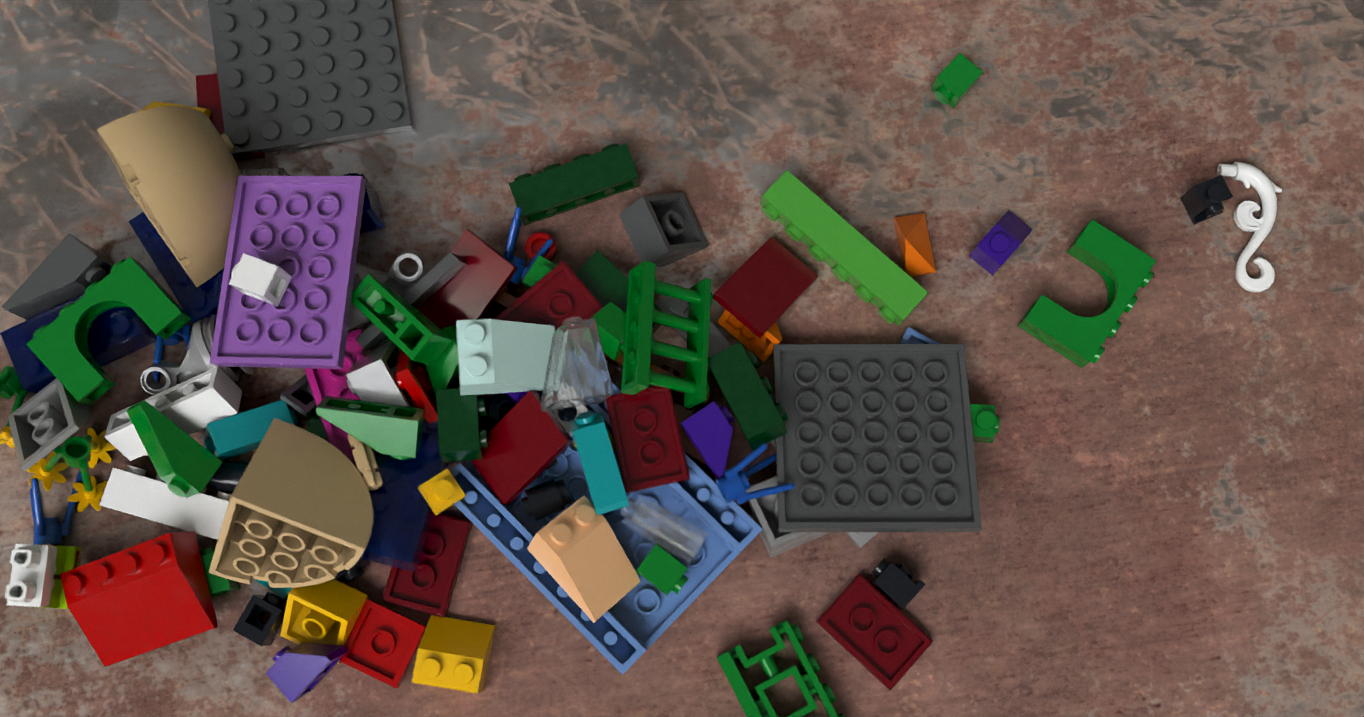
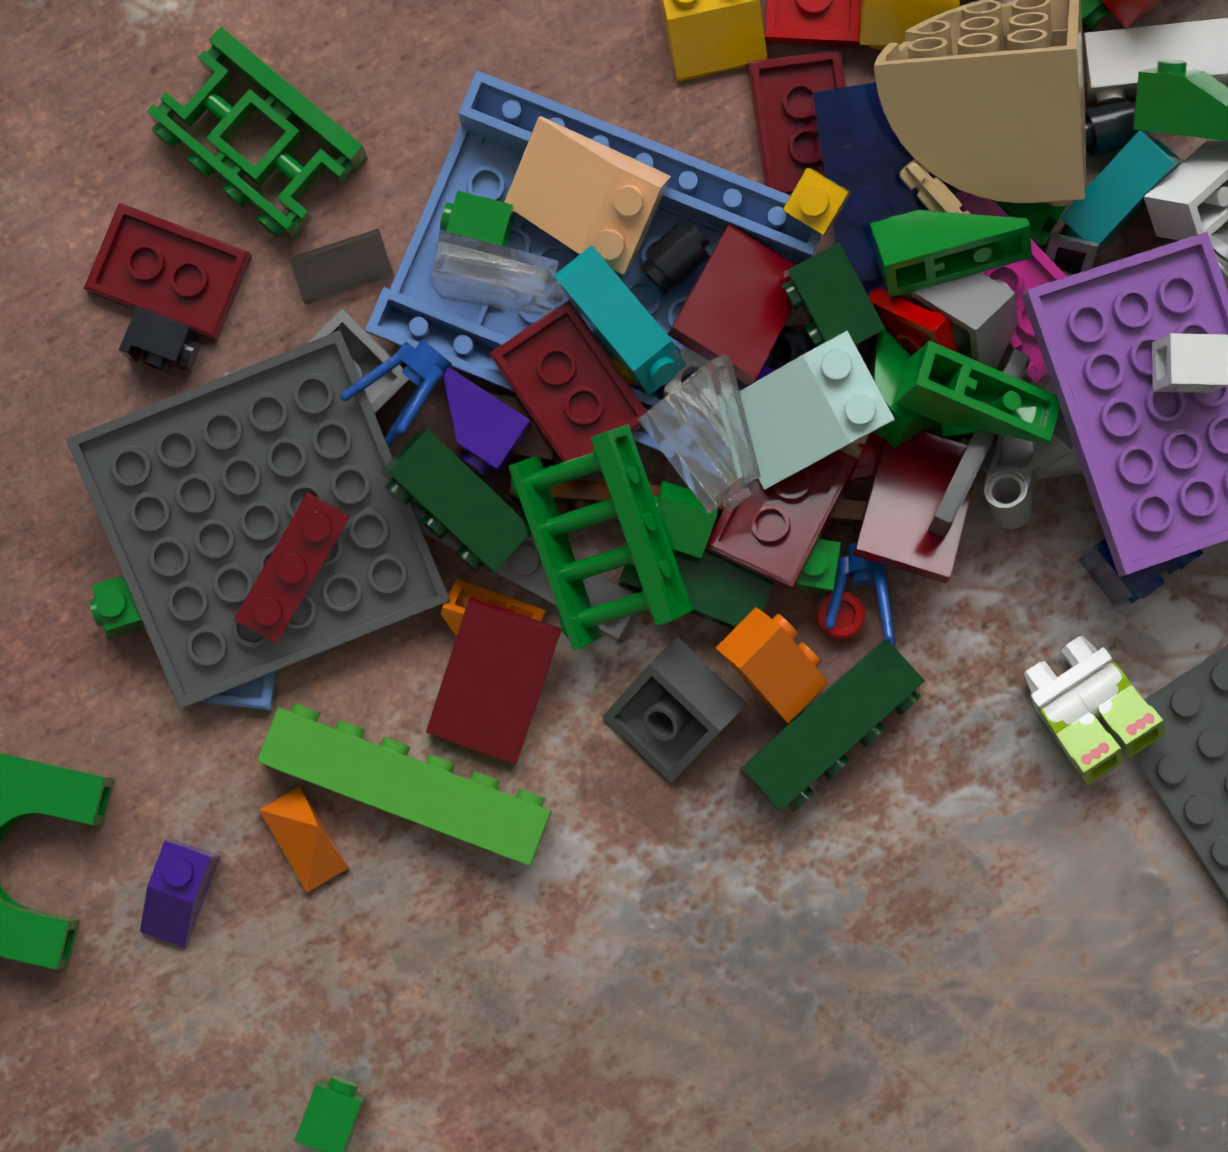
camera: 160 degrees right, 5 degrees up
(419, 140) = (1081, 696): none -> hips
(593, 227) = (773, 664): none -> orange brick
(760, 588) = (341, 266): none -> clear smoke tile
(864, 397) = (292, 567): none -> dark red plate

